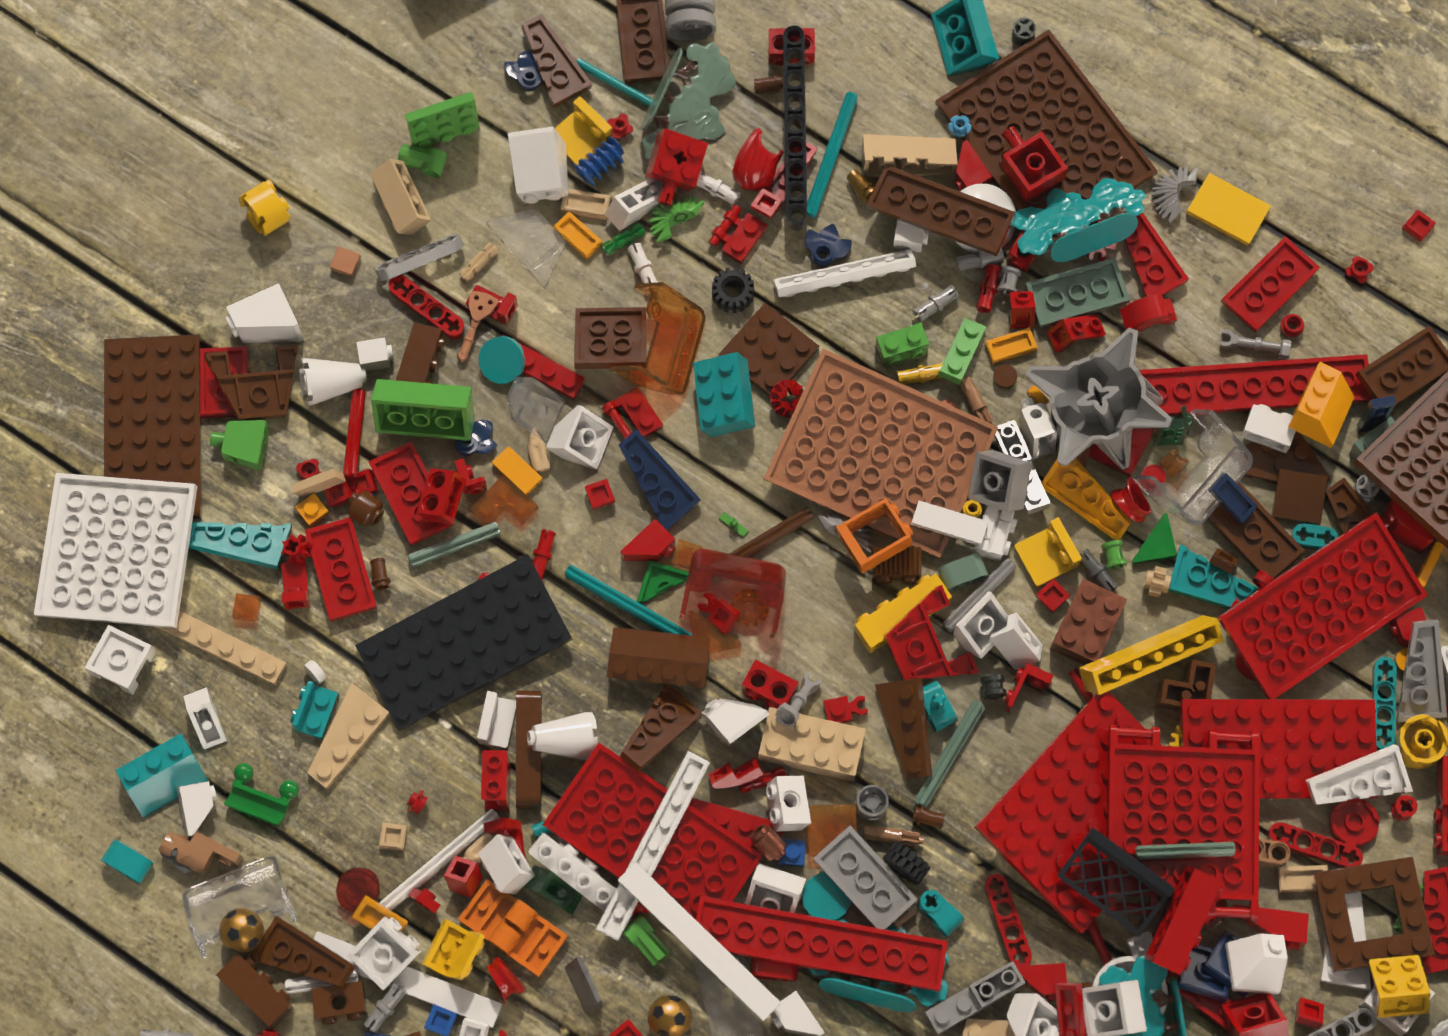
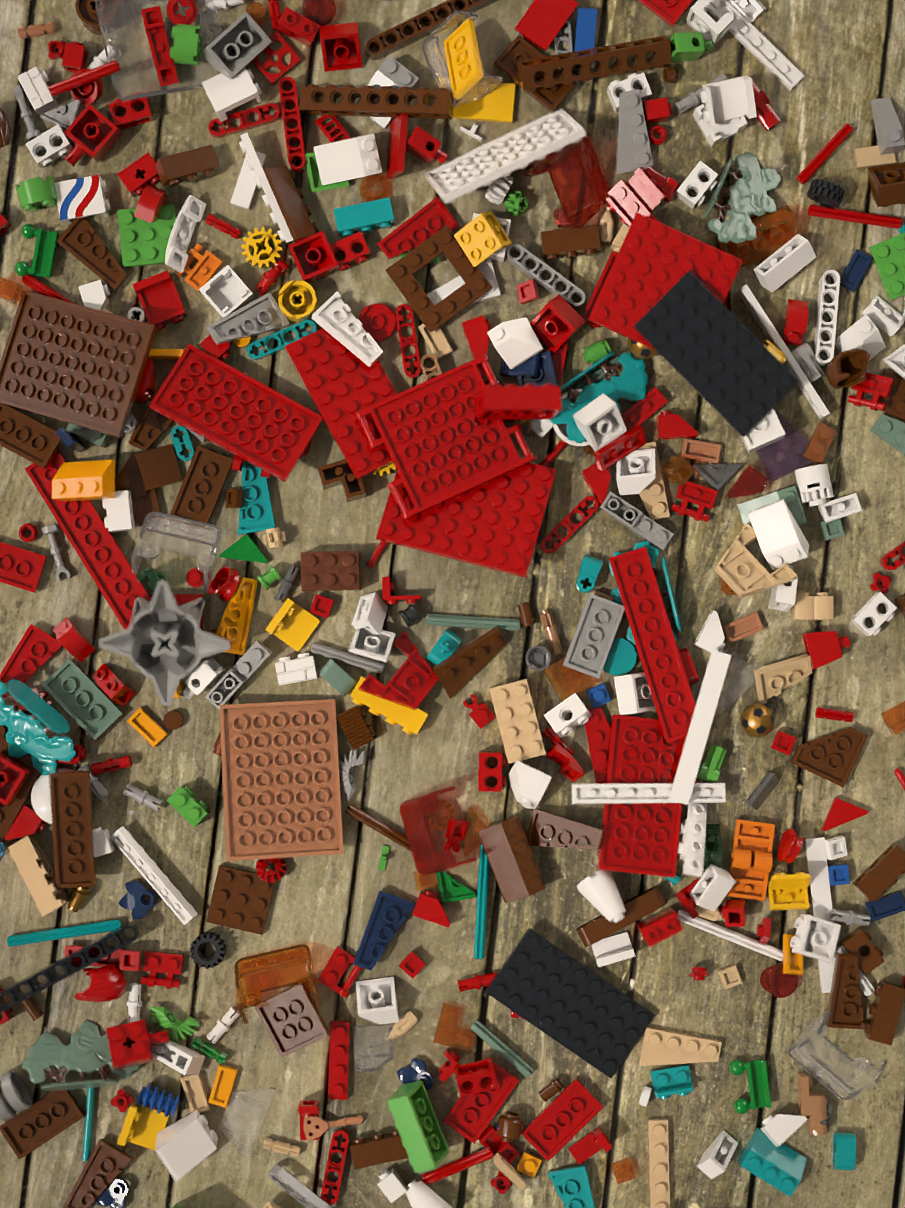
camera: 115 degrees left, 15 degrees up
(241, 930) = (851, 1045): pearl gold piece -> none
(296, 548) = (565, 1159): red gear -> none
(501, 359) = (348, 1089): teal tile -> none
(517, 470) = (424, 1033): light orange tile -> none
(724, 394) = (293, 914): teal brick -> none
(768, 843) = (604, 715): copper brick -> none
(789, 714) = (510, 746): light grey piece -> none
(862, 519) = (351, 775): orange window -> none
(906, 863) = (568, 613): black tyre -> none
(919, 374) = (203, 781): yellow pin -> none
(949, 523) = (308, 704): white tile -> none
(962, 351) = (171, 760): bright green plate -> none
(974, 506) = (284, 693): yellow pin -> none
(975, 400) = (205, 729): medium nougat piece -> none
(999, 480) = (259, 684): light grey brick -> none
(1008, 280) = (99, 753): light grey bush -> none
(1022, 310) = (116, 732): red bracket -> none
(1128, 863) = (496, 457): black fence -> none
(1151, 654) = (333, 516): yellow brick -> none
(1174, 462) = (178, 567): clear orange wheel -> none
(1185, 850) = (466, 424): sand green axle -> none
(1232, 498) = (186, 513): dark blue tile -> none
(1397, 805) = (347, 287): red bush -> none

